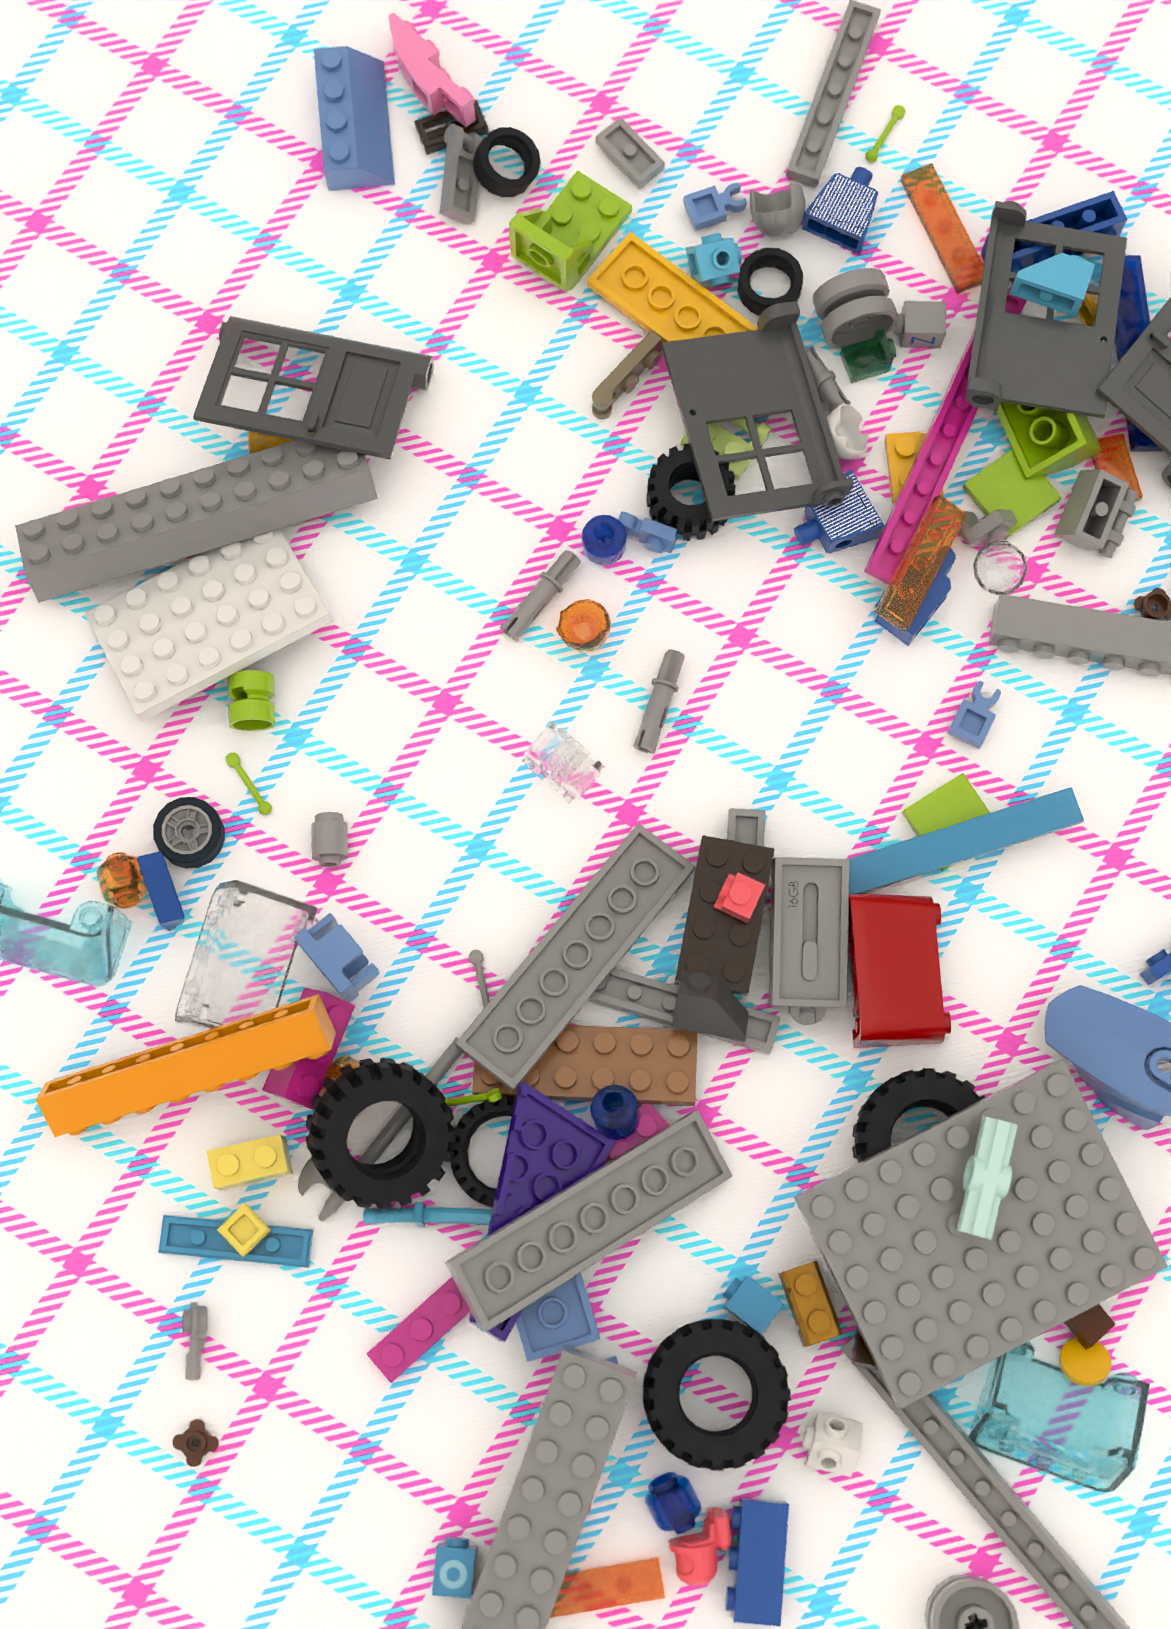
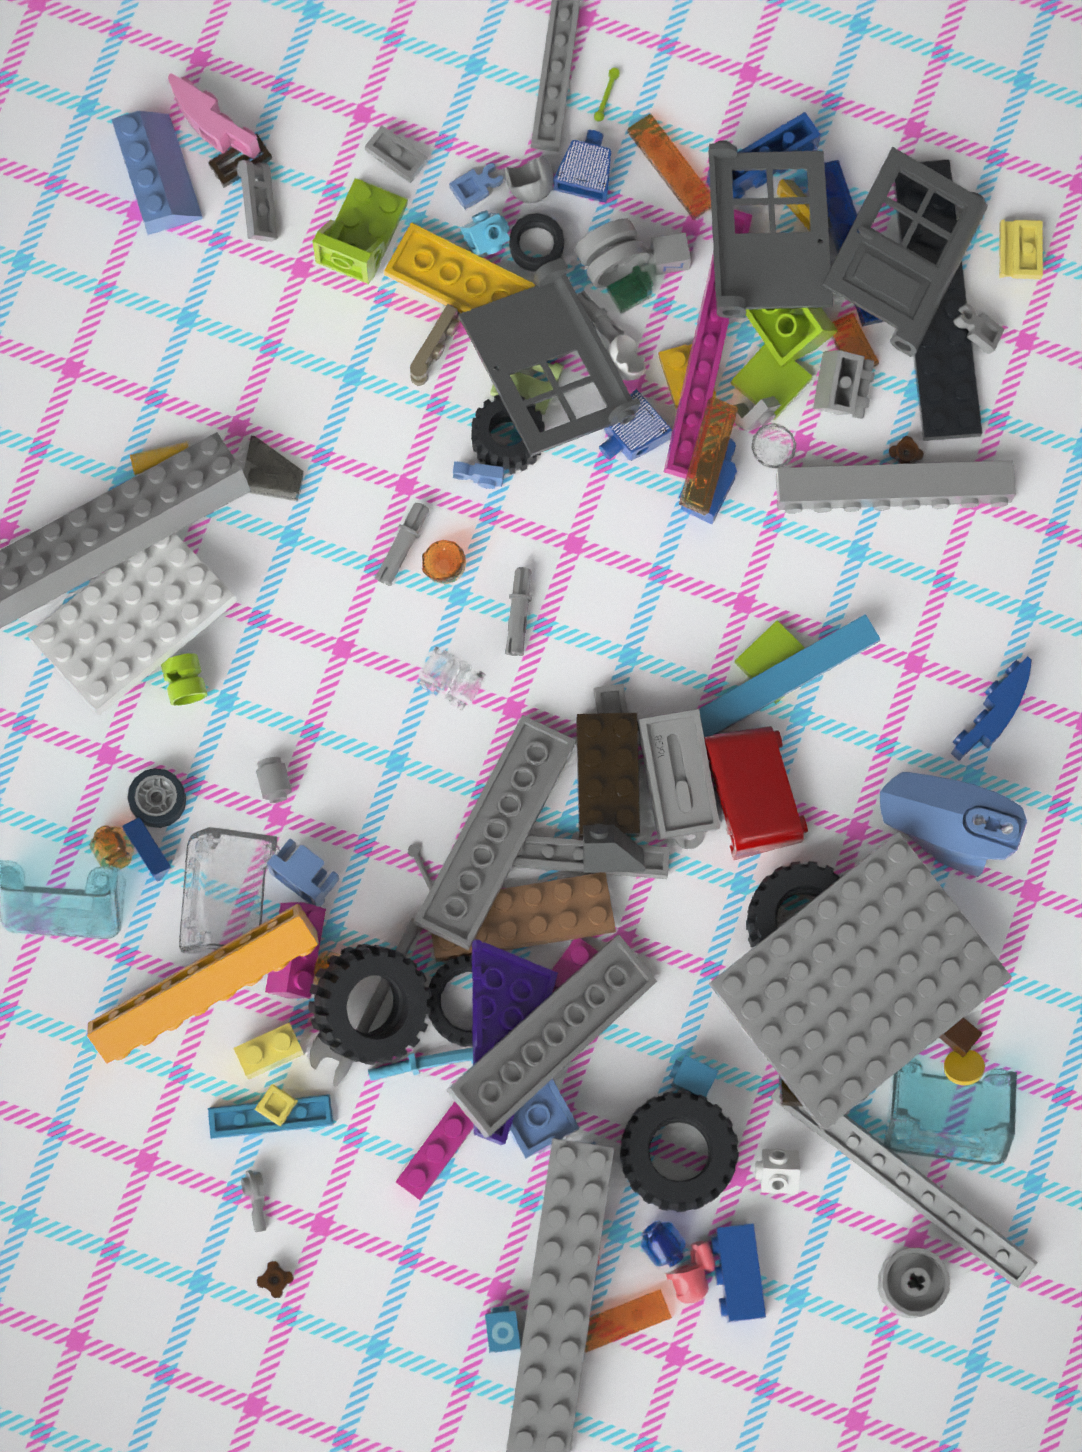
camera: 15 degrees left, 0 degrees up
(233, 761) = (178, 732): lime hinge -> none
(352, 403) = (214, 410): dark grey door -> none
(407, 485) = (271, 473): none -> clear smoke wing
(492, 1096) = (452, 956): lime hinge -> none
(522, 145) = (280, 197): black tyre -> none
(602, 529) = (442, 479): clear blue head -> none
(615, 1112) = (553, 948): clear blue head -> none
(739, 896) = (617, 756): coral brick -> none
(810, 1303) = (739, 1067): pearl gold brick -> none
(974, 719) = (777, 575): medium blue plate -> none
(987, 1177) = (855, 935): light aqua piece -> none
(1055, 282) = (771, 202): medium azure slope -> none

